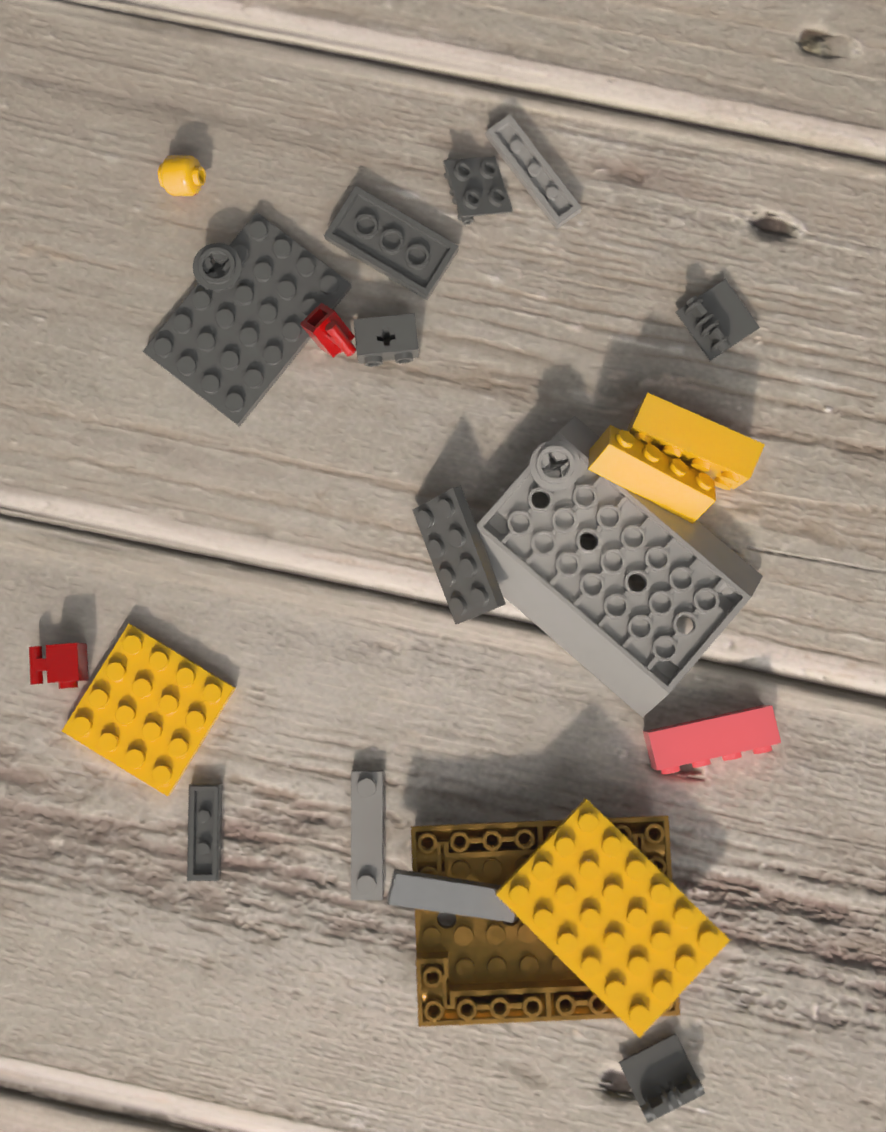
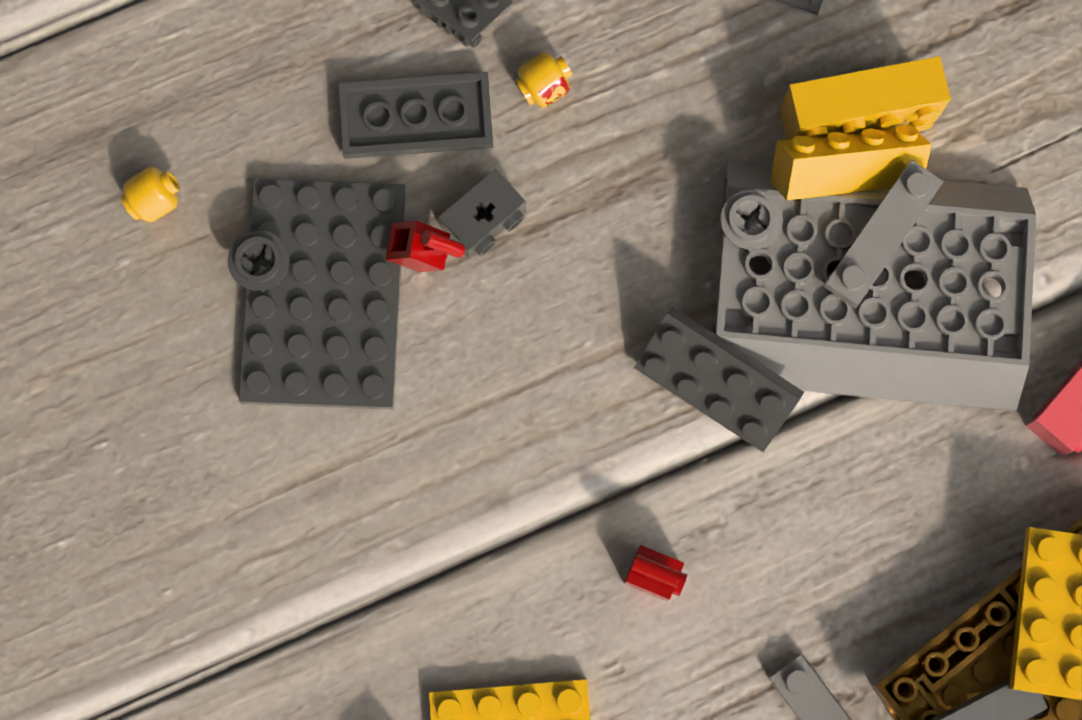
camera: 35 degrees left, 5 degrees down
(326, 652) = (656, 574): none -> red brick
(492, 276) = (544, 79): none -> yellow head
(637, 537) = (883, 234): none -> light grey plate

